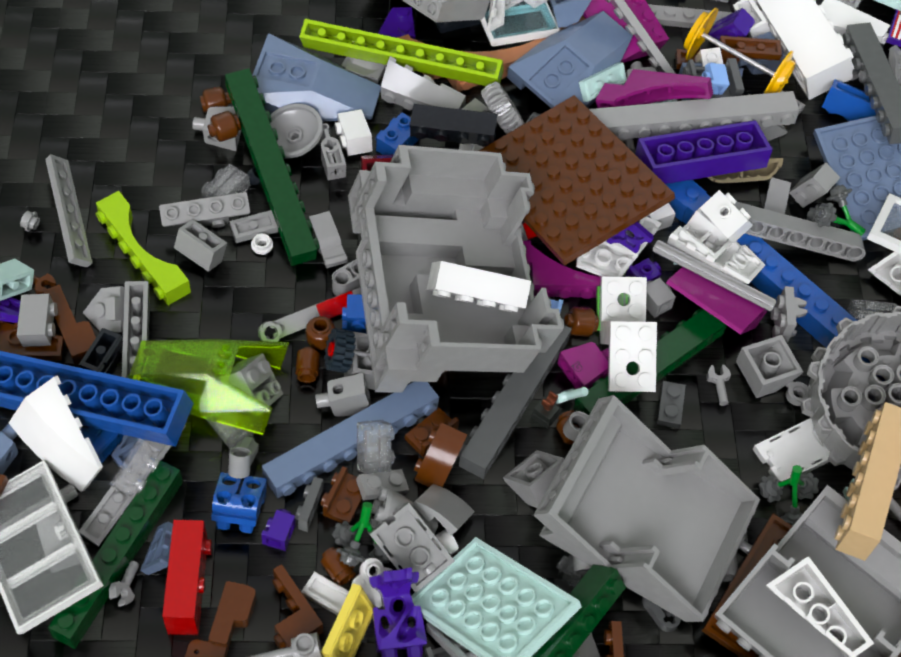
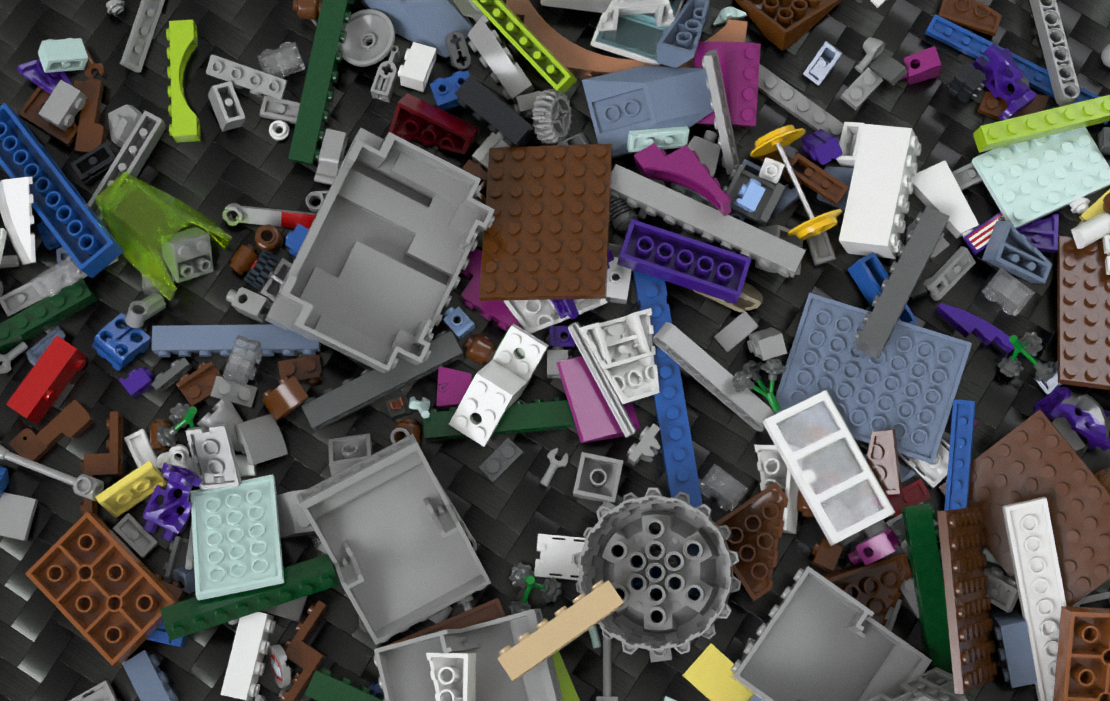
camera: 40 degrees right, 20 degrees up
(379, 105) = (462, 48): none -> dark grey beam
(479, 285) = (390, 282): white brick -> none
(531, 550) = (292, 517): none -> light grey slope
(727, 216) = (648, 335): white brick -> none

